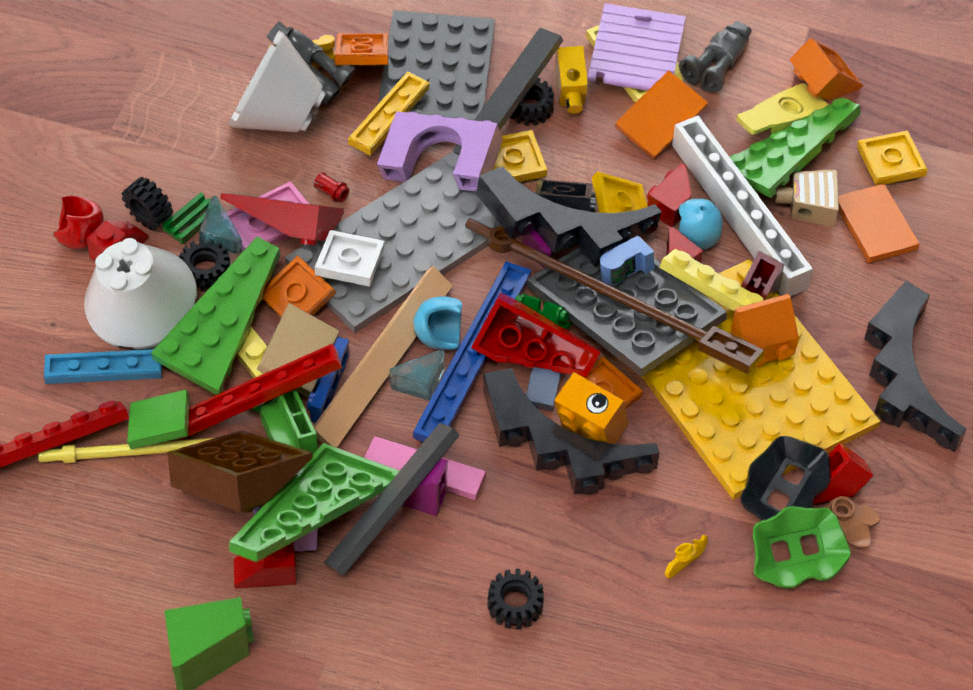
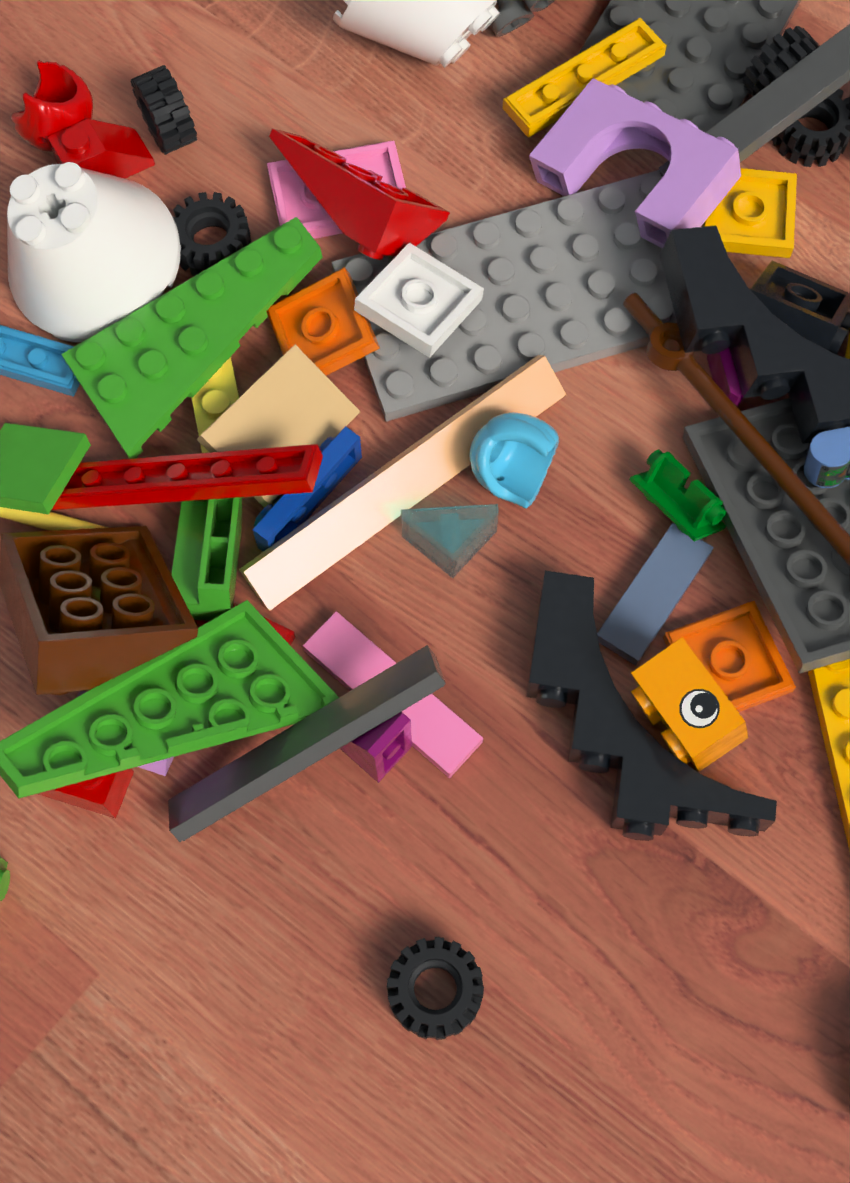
camera: 25 degrees right, 15 degrees up
(187, 216) = (223, 148): green tile -> none
(219, 227) = (248, 182): clear light blue slope -> none
(337, 190) = (455, 177): red pin -> none
(467, 362) = (546, 524): blue plate -> none
(496, 71) = (778, 58): none -> black tyre
(527, 338) = (643, 532): red wedge -> none
(685, 555) = (748, 1015): yellow piece -> none

